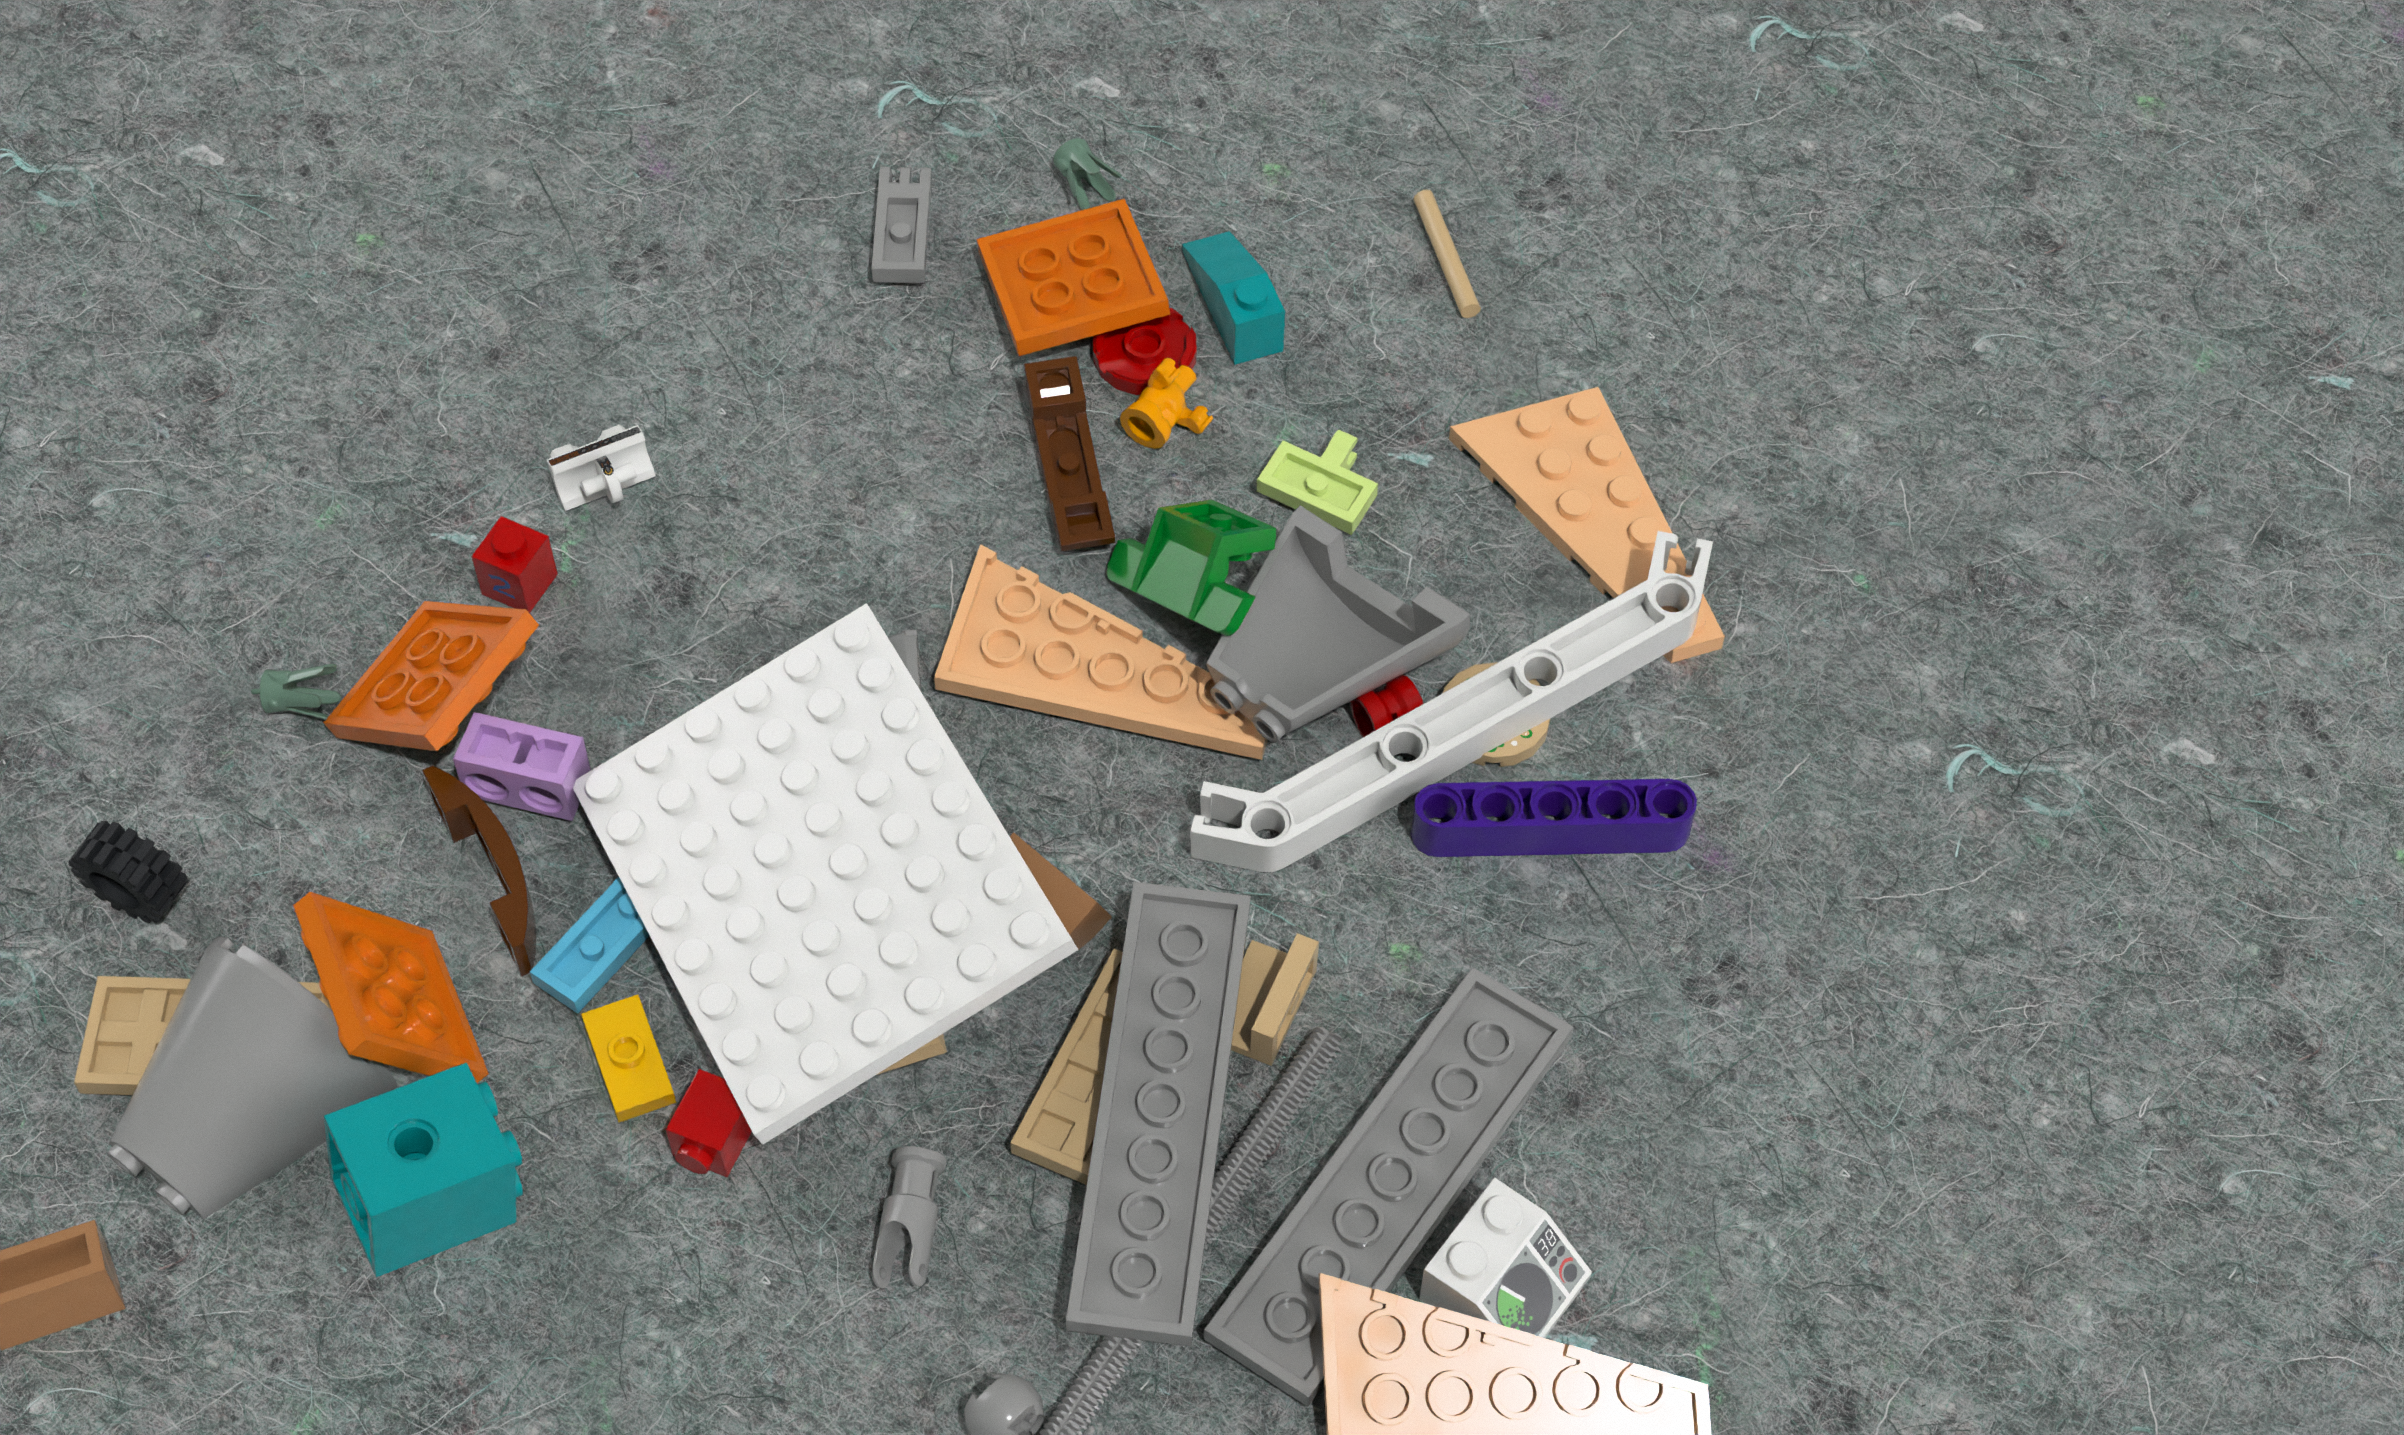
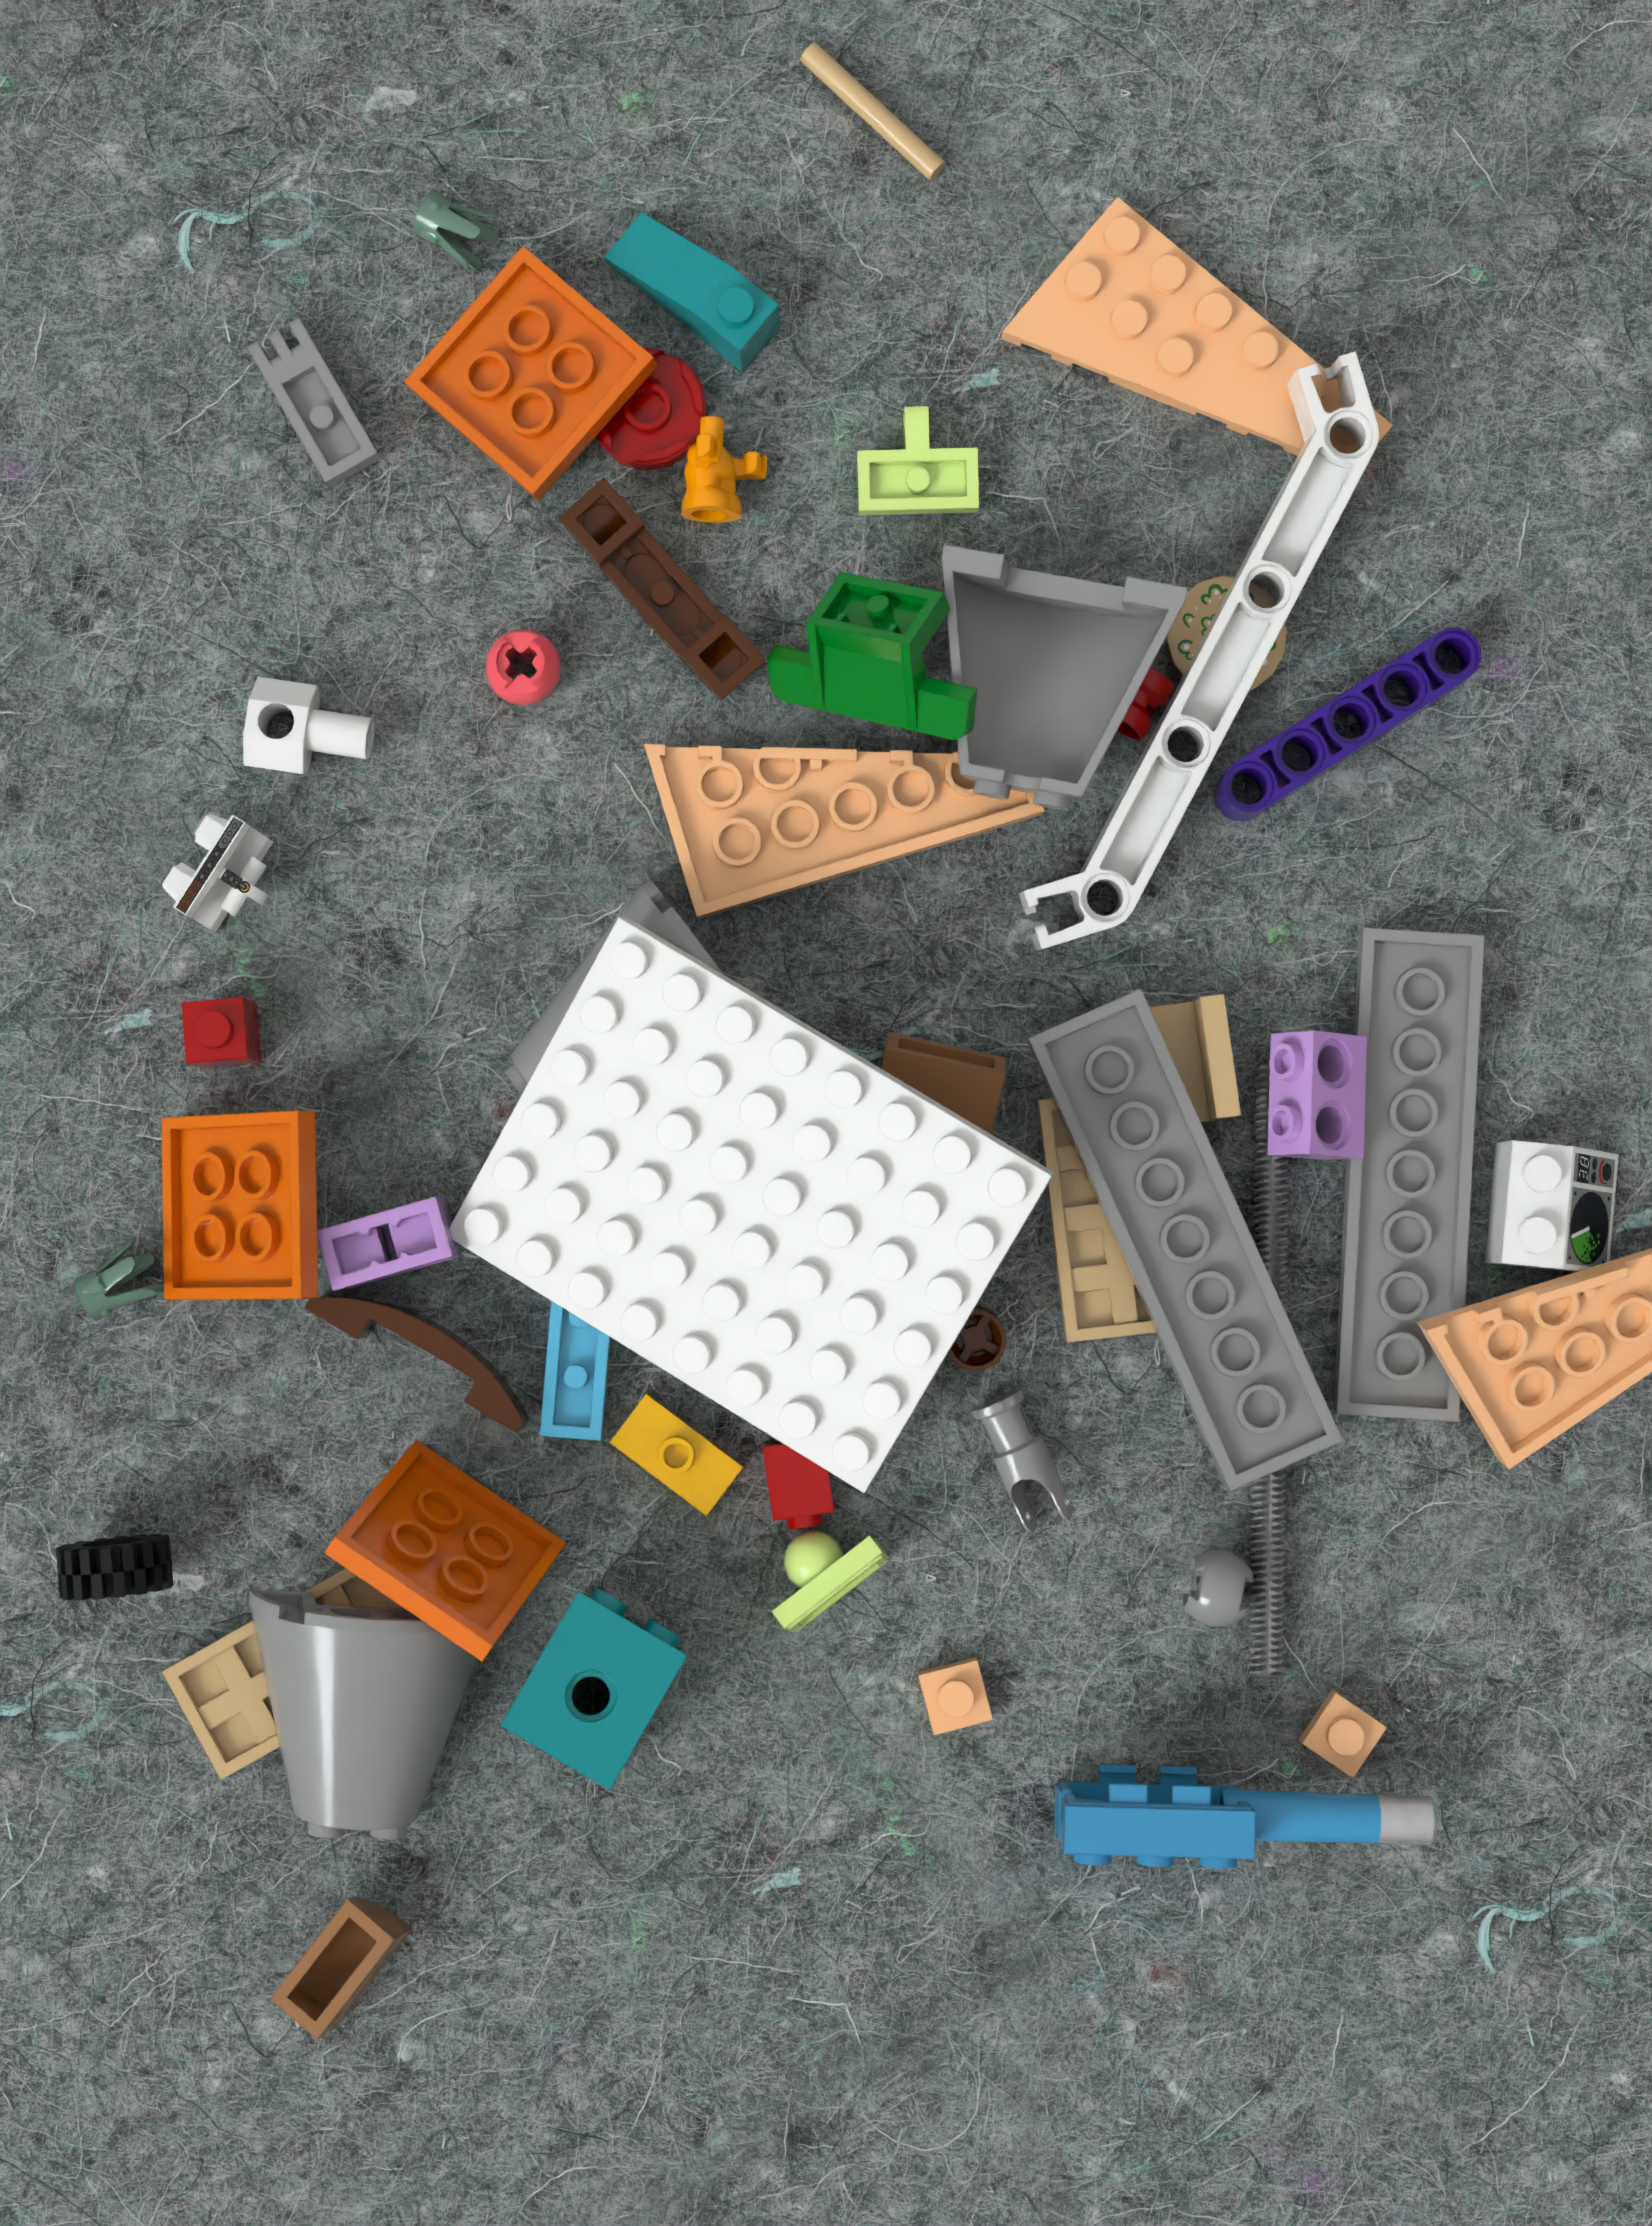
camera: 30 degrees left, 30 degrees up
(677, 1215) = (823, 1574): none -> yellowish green tile
(716, 1382) = (955, 1696): none -> light nougat plate
(729, 401) = (312, 728): none -> white piece
(922, 438) = (523, 689): none -> coral piece
(932, 1084) = (981, 1343): none -> reddish brown wheel
(1356, 1072) = (1317, 1095): none -> lavender brick

